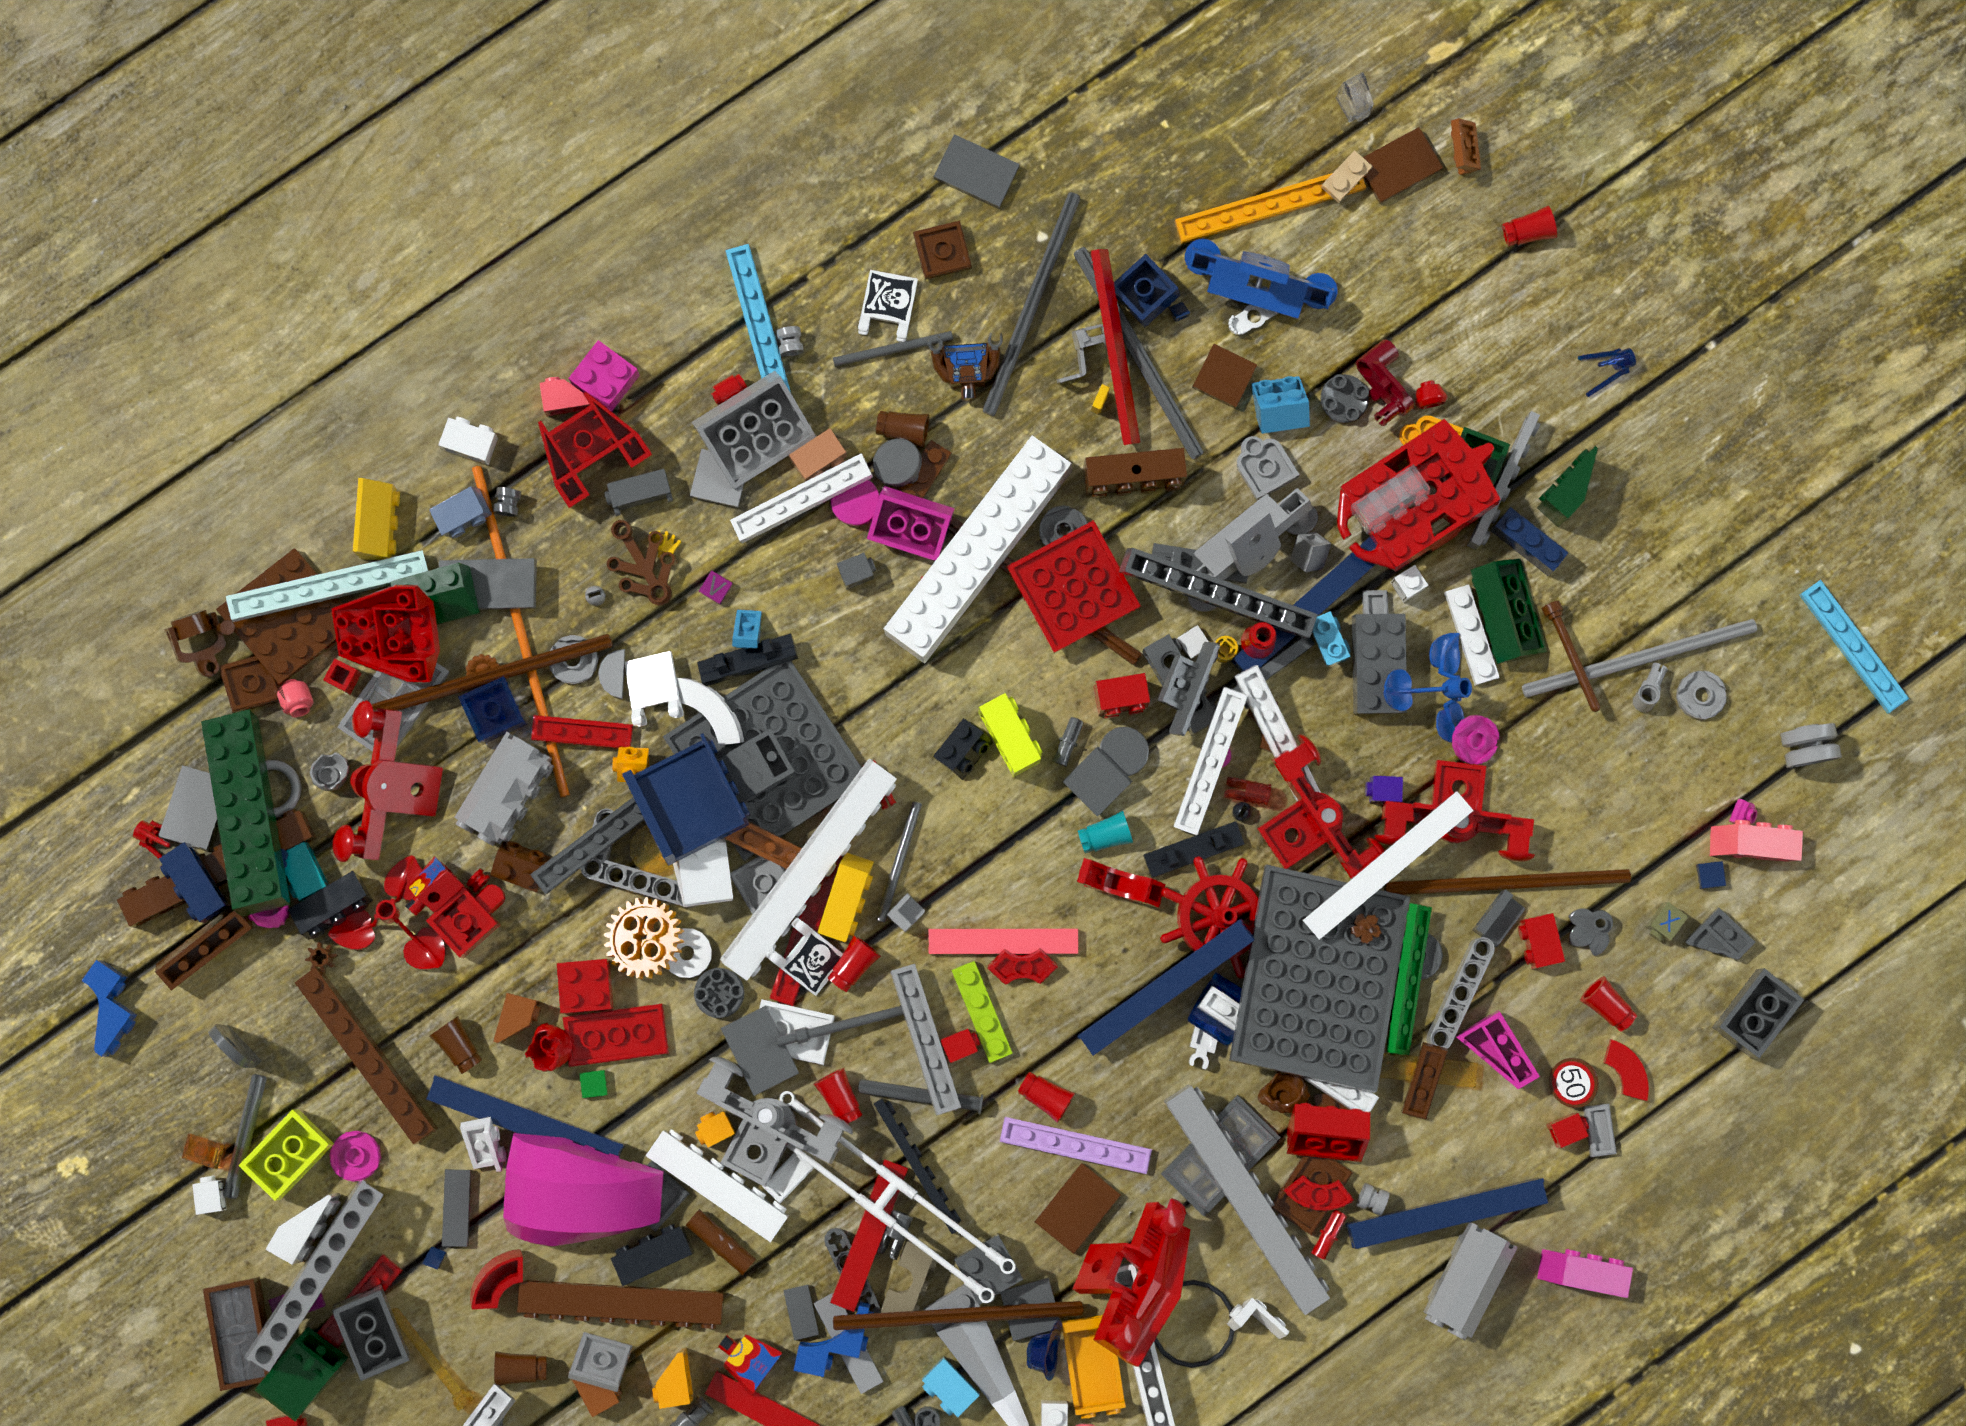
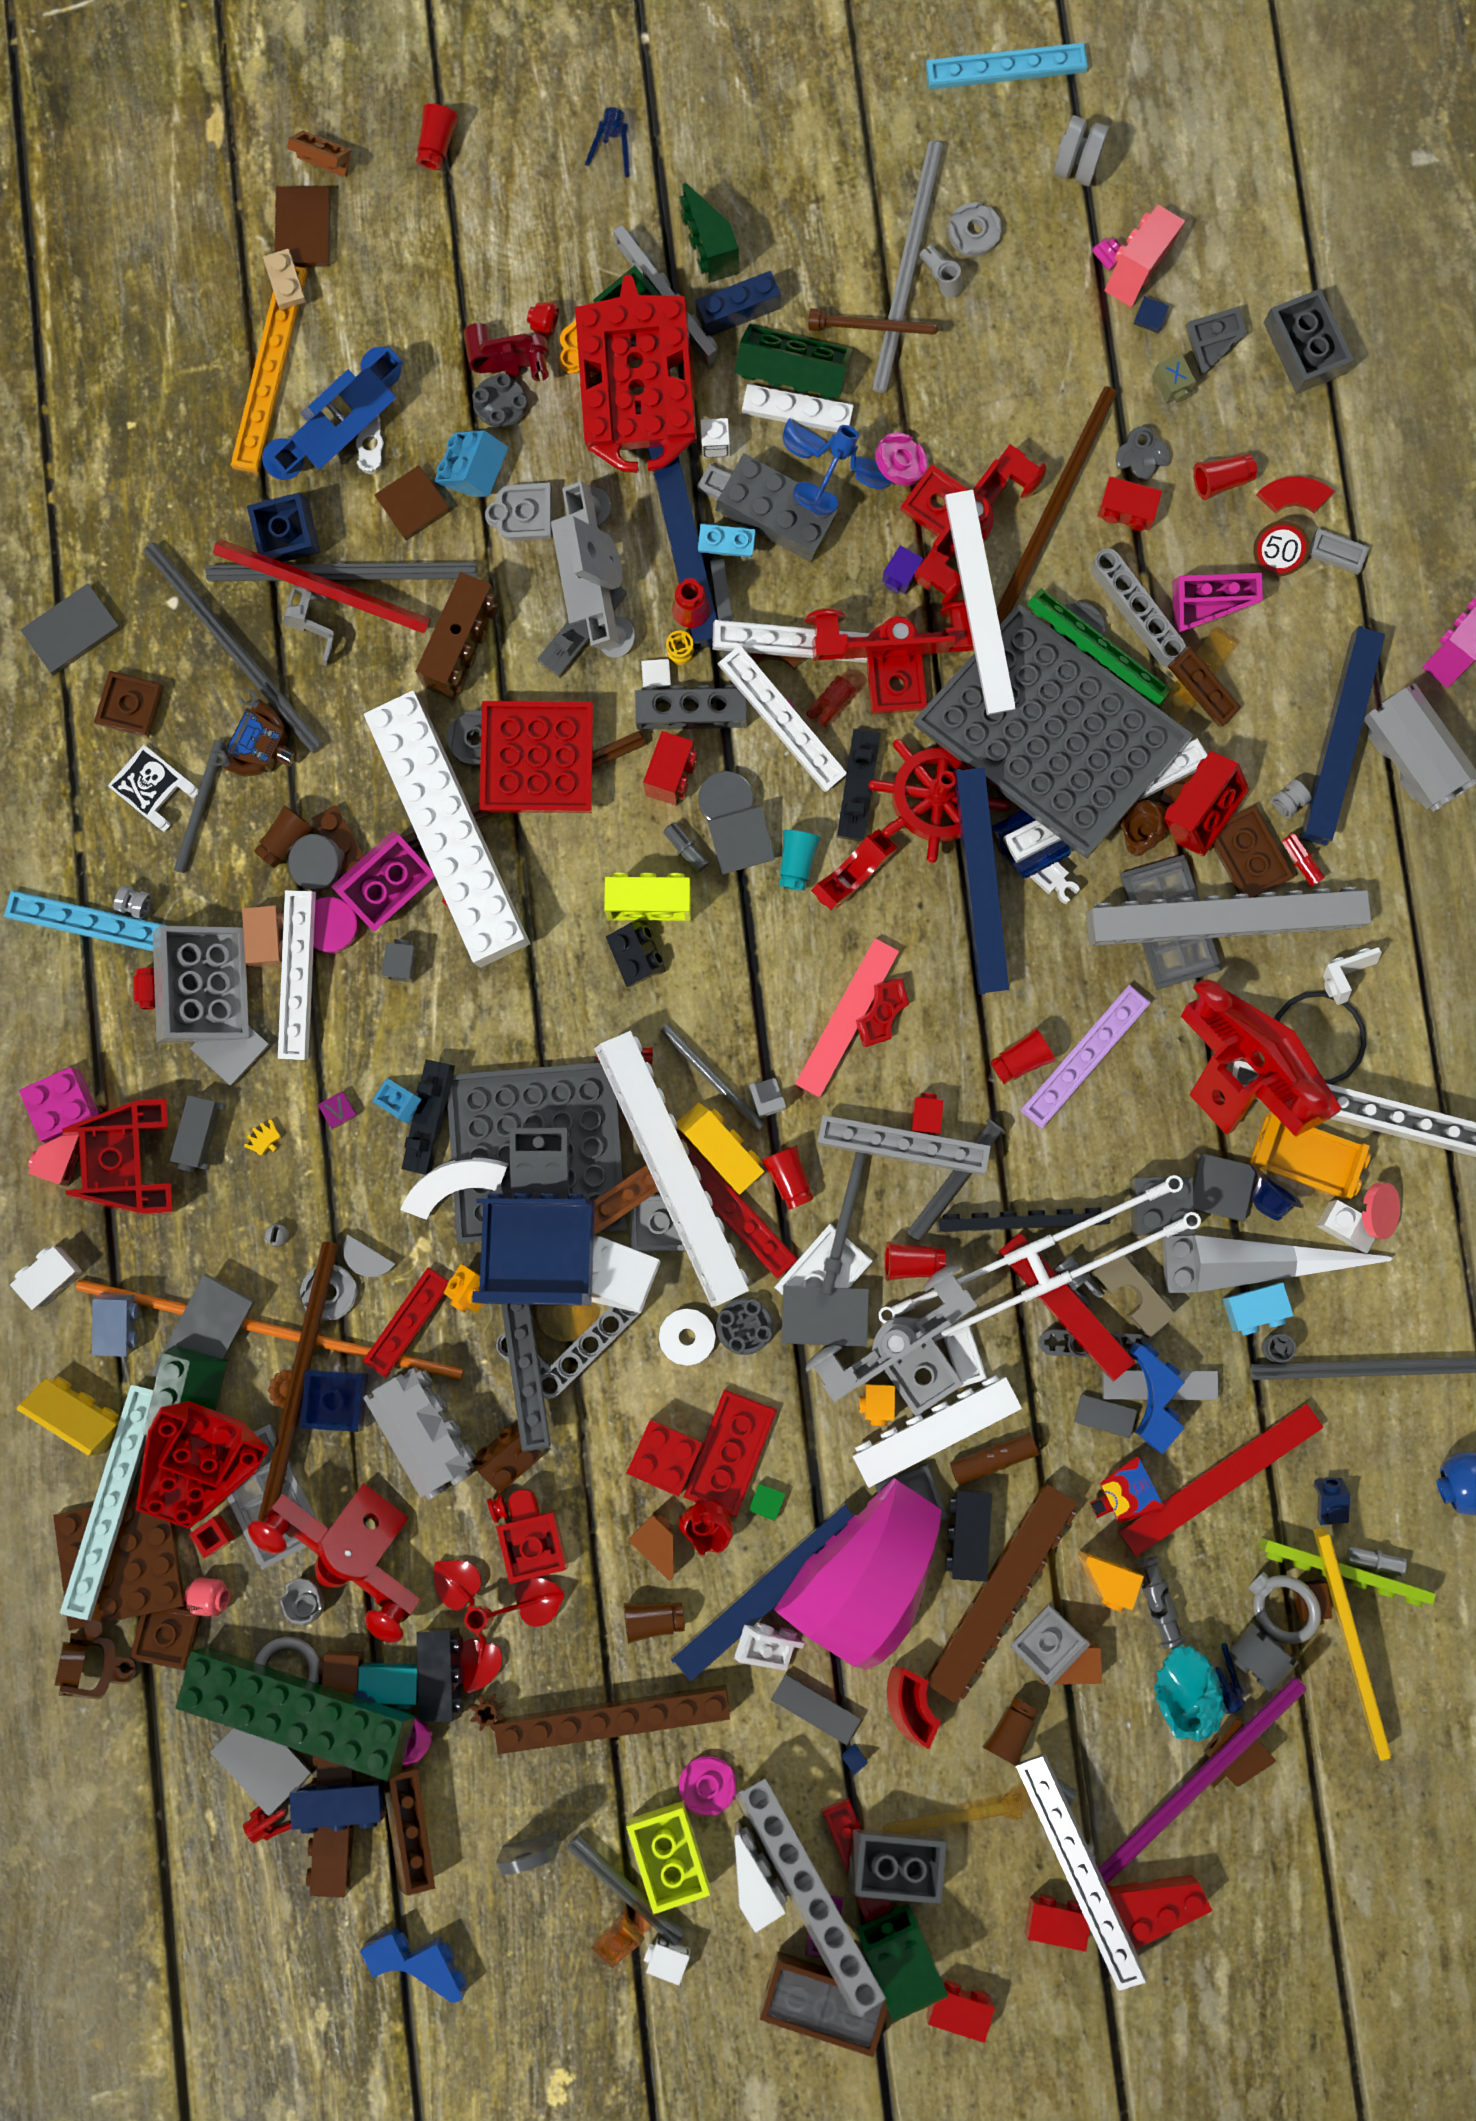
camera: 50 degrees left, 0 degrees up
(433, 887) = (479, 1558): red torso -> none
(507, 501) = (131, 1272): dark grey wheel -> none
(644, 565) = (275, 1169): reddish brown plant -> none
(652, 683) = (397, 1225): flag -> none
(665, 939) = (636, 1392): gear -> none
(809, 960) = (762, 1217): flag -> none
(957, 1315) = (1193, 1262): reddish brown axle -> none
(981, 1011) = (905, 1076): lime plate -> none
(1077, 1208) = (1147, 1088): reddish brown tile -> none
(1100, 399) = (366, 631): yellow tile -> none
(1179, 311) = (324, 511): dark blue piece -> none
(1185, 685) = (696, 699): dark grey bracket -> none
(1217, 592) = (621, 616): dark grey brick -> none
(1236, 810) = (842, 721): black hinge -> none
(1310, 551) = (631, 514): light grey panel -> none
(1318, 1196) = (1261, 849): red tile -> none
(1355, 98) = (211, 227): clear slope -> none
(1365, 928) = (1027, 660): reddish brown plant -> none
(1391, 500) = (626, 400): clear brick -> none
(1499, 918) = (1083, 532): dark grey panel -> none
(1568, 1129) = (1323, 579): red brick -> none

